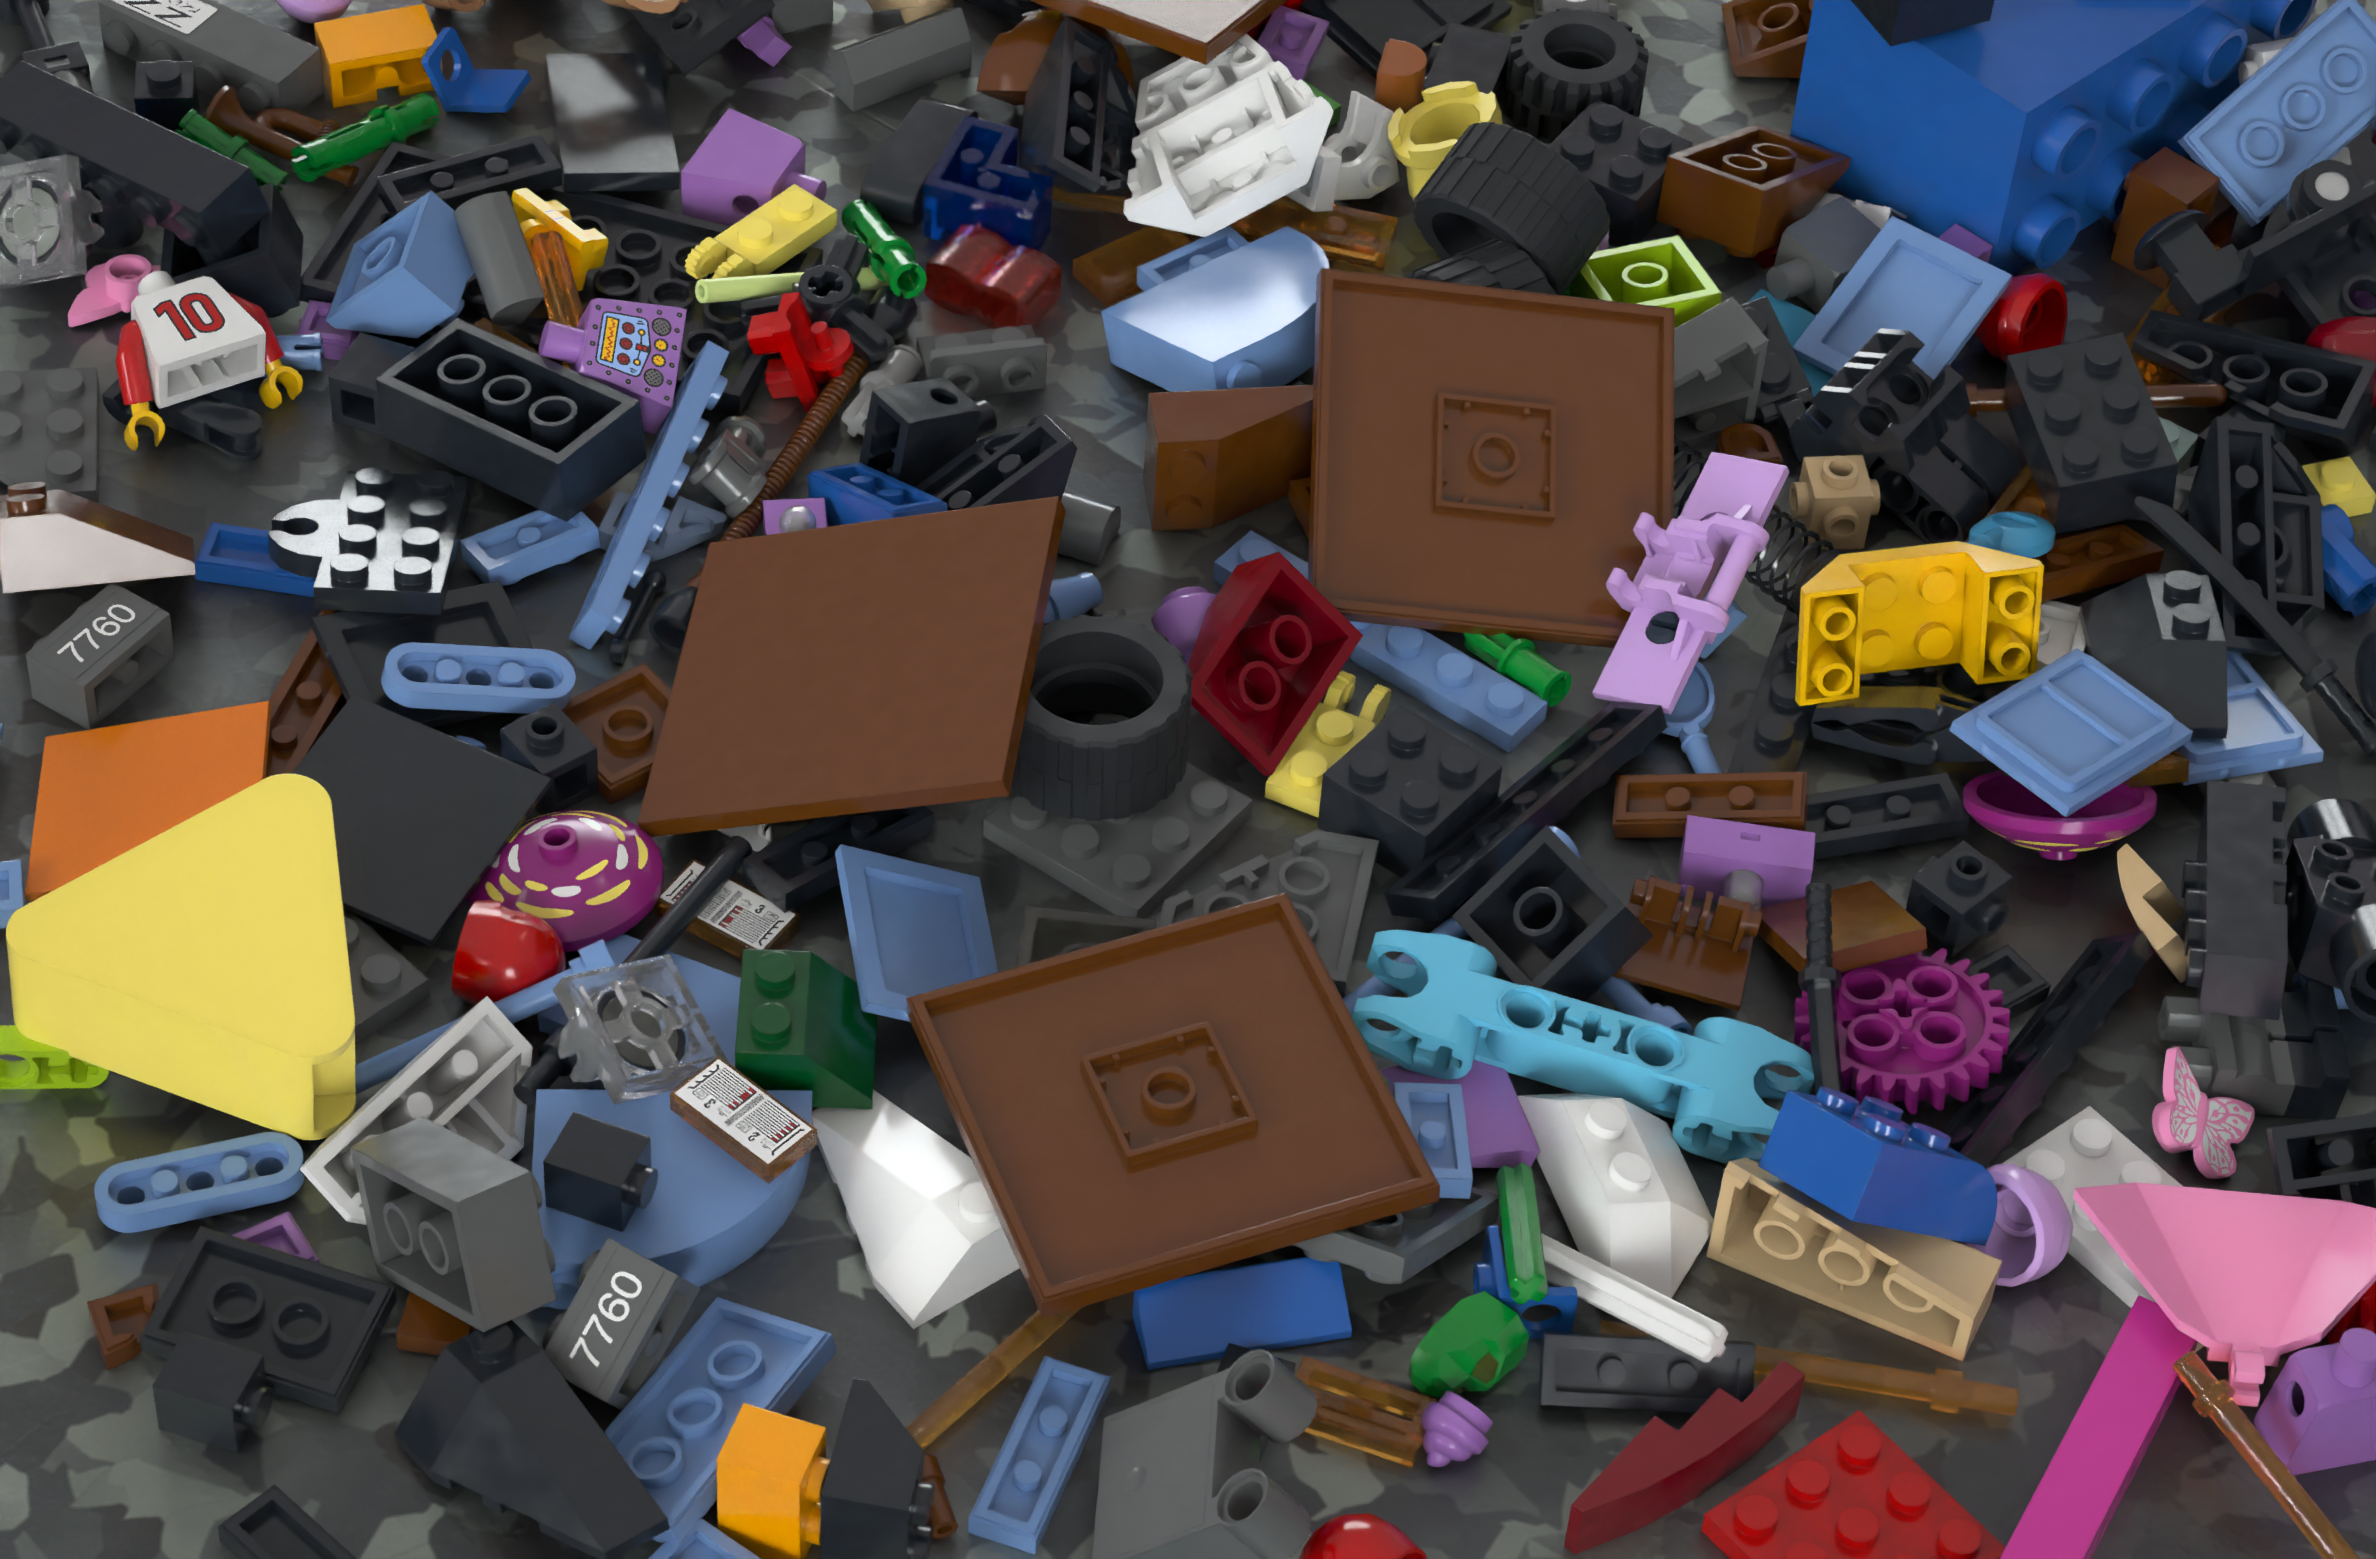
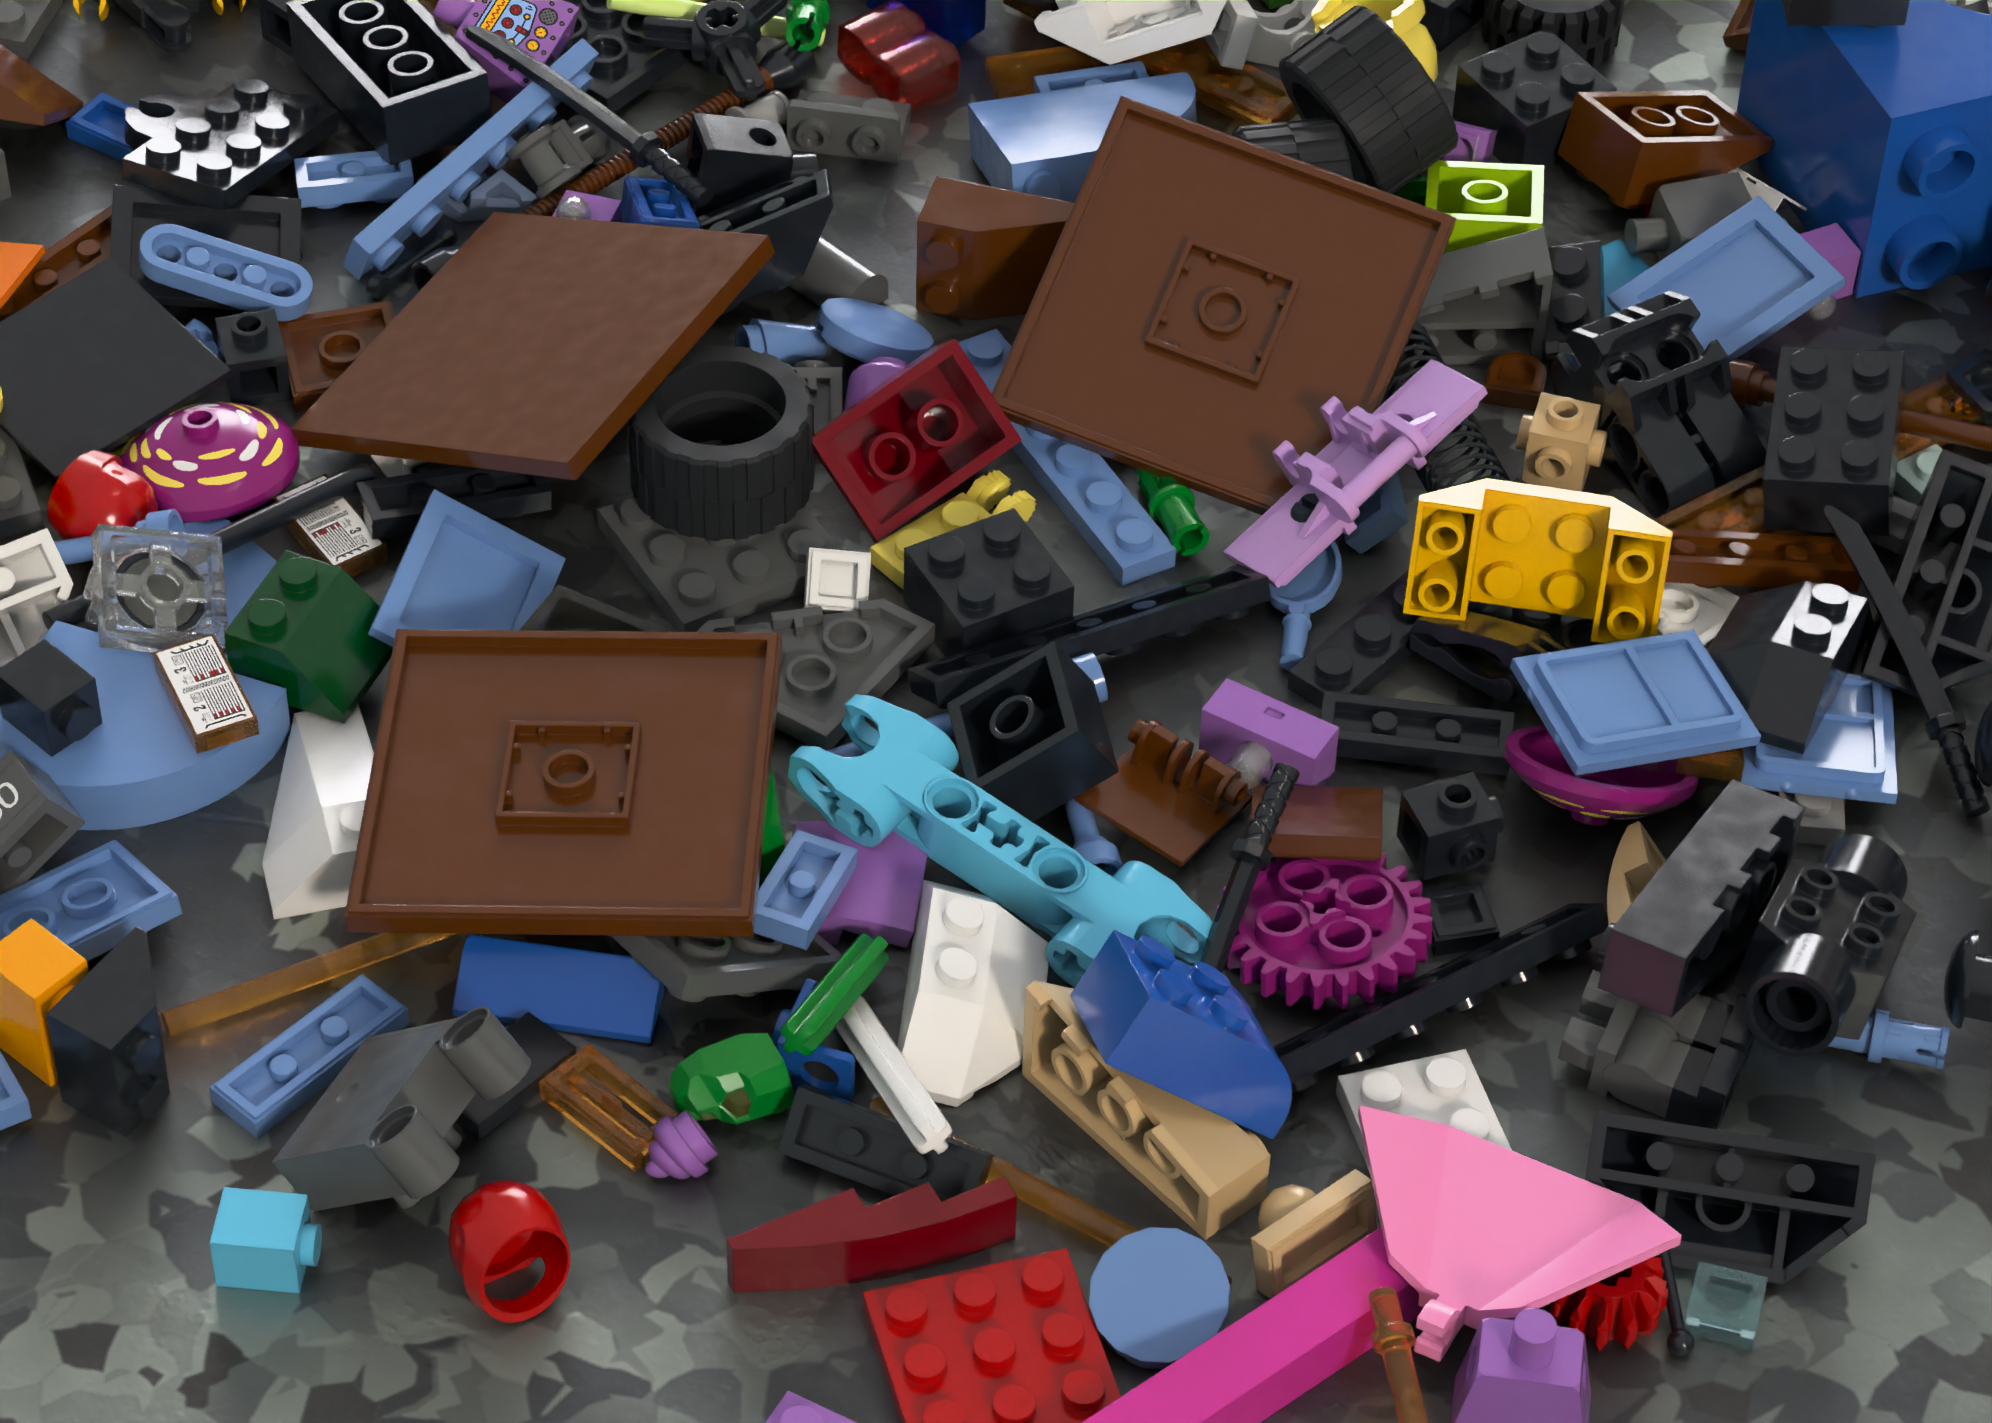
camera: 25 degrees right, 0 degrees up
(807, 350) = (678, 70): red hips -> none
(831, 439) = (644, 148): none -> black sword
(941, 1515) = (195, 1048): reddish brown piece -> none
(1144, 565) = (871, 331): none -> medium blue tile
(1257, 825) = (836, 579): none -> white tile
(1660, 802) = (1295, 679): reddish brown tile -> none
(1975, 1428) = (1158, 1296): none -> medium blue tile
(2014, 533) = (1701, 515): dark azure piece -> none
(2025, 317) = (1859, 318): red hat -> none
(2029, 1226) = (1320, 1133): lavender hat -> none
(2059, 1321) = (1309, 1229): none -> tan tile
(2196, 1123) = (1554, 1093): bright pink animal -> none

